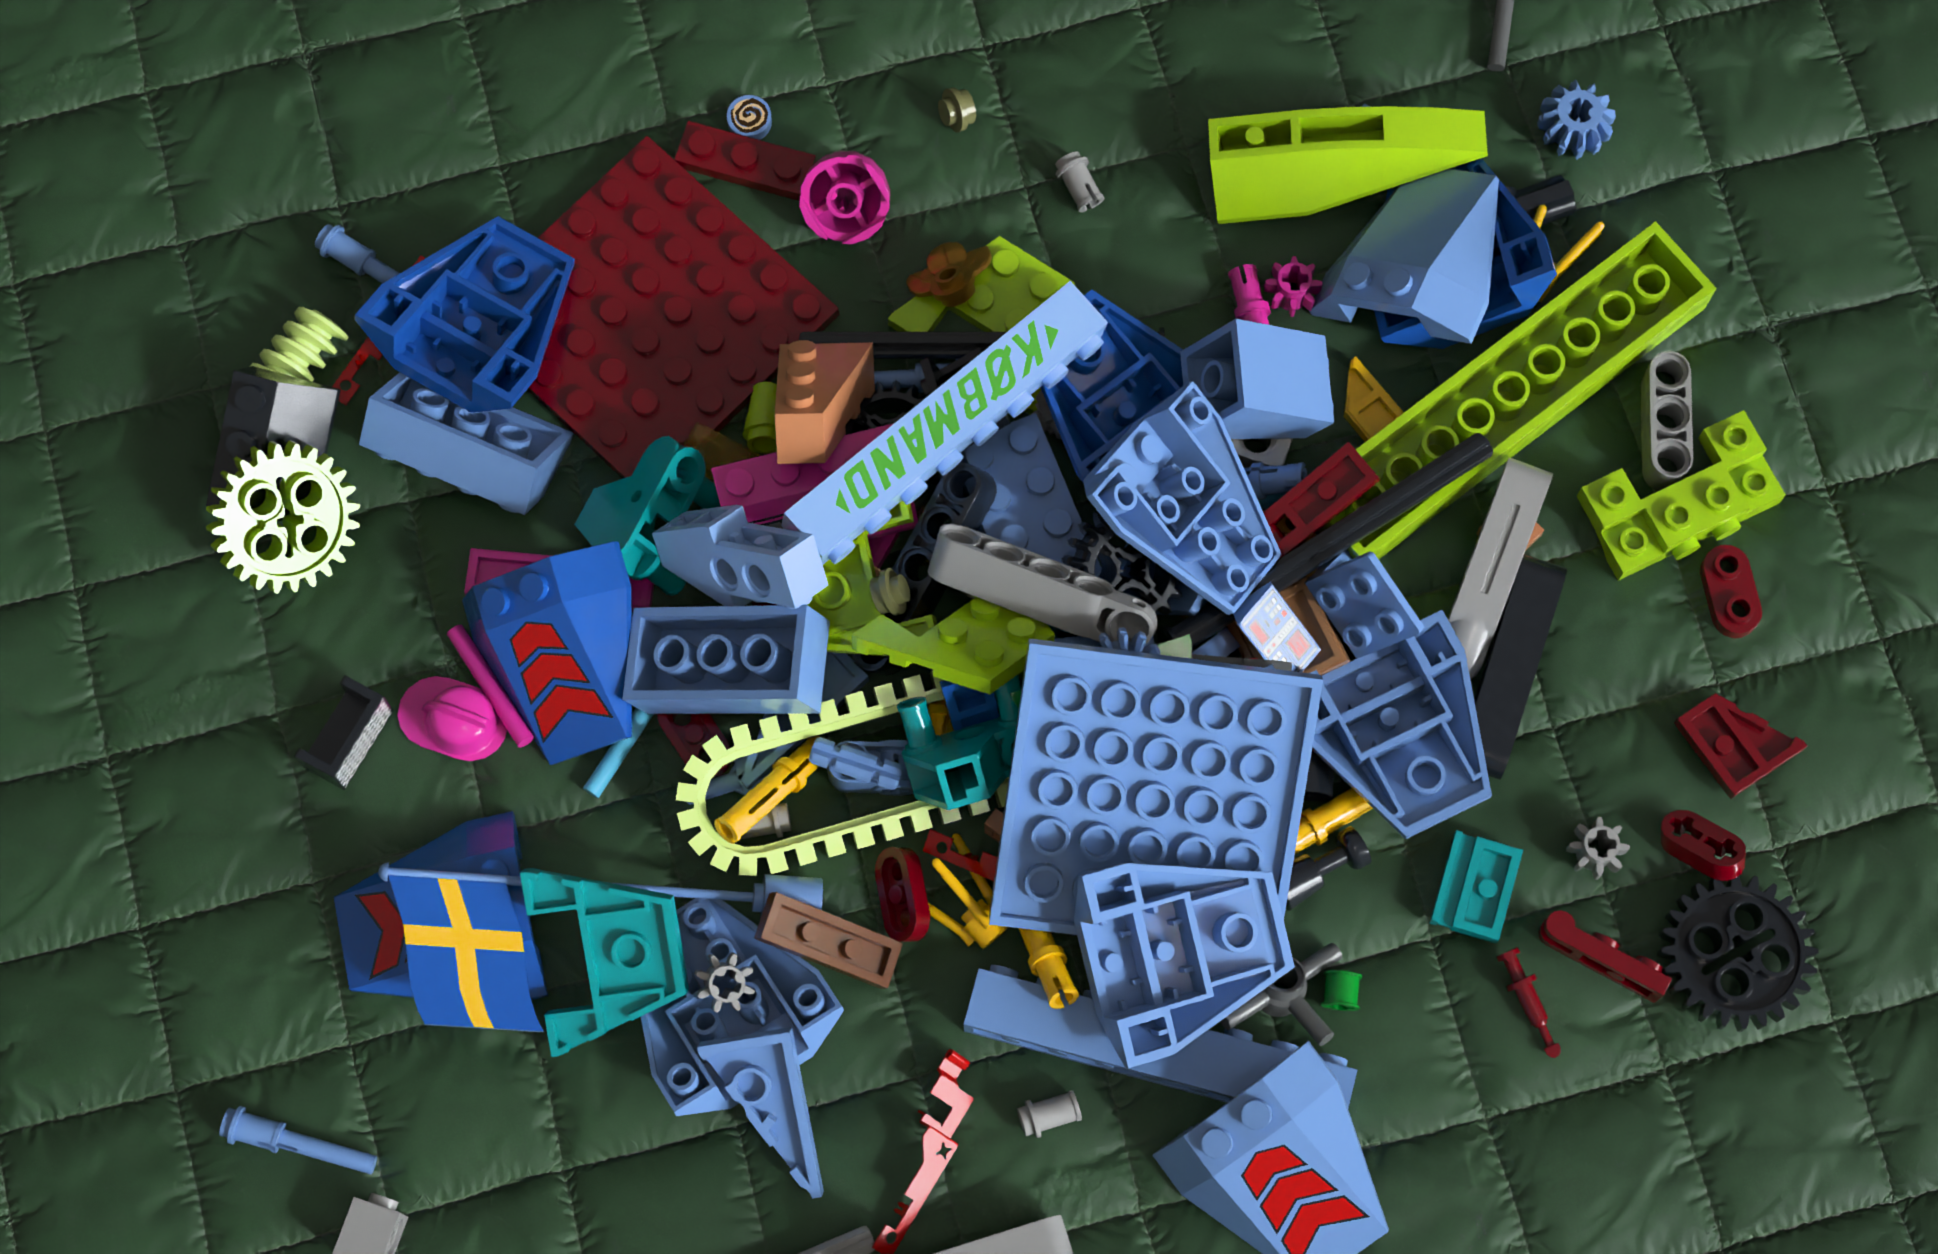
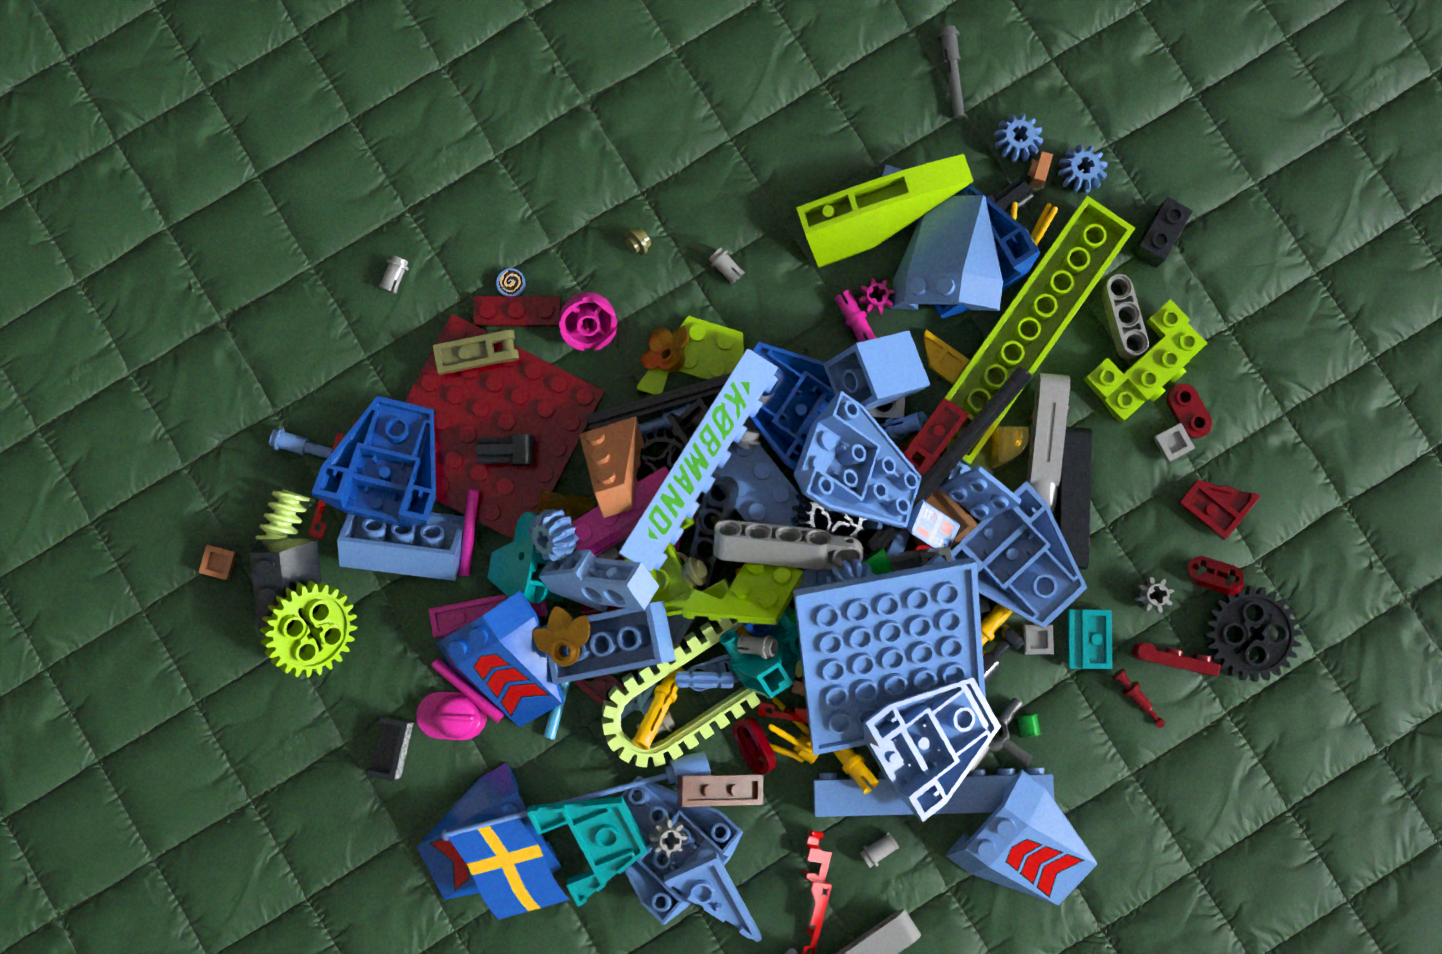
camera: 15 degrees left, 10 degrees up
(180, 391) = (218, 562): none -> nougat plate
(568, 451) = (468, 532): none -> dark pink bar
(580, 56) = (393, 274): none -> light grey pin
(660, 620) = (560, 632): none -> pearl gold plate
(663, 193) = (474, 352): none -> olive plate
(677, 349) = (515, 450): none -> black piece
(694, 470) = (553, 534): none -> medium blue gear
(760, 420) = (579, 474): lime cone -> none
(962, 728) = (763, 646): none -> light grey pin
(1032, 423) = (749, 439): none -> light grey plate
(1395, 866) = (1037, 639): none -> light grey tile
(1429, 552) = (1007, 444): none -> clear yellow brick
(1595, 173) = (1039, 169): none -> nougat plate
(1679, 190) = (1087, 160): none -> medium blue gear
(1692, 629) = (1174, 442): none -> light grey plate
(1759, 313) = (1162, 232): none -> black brick

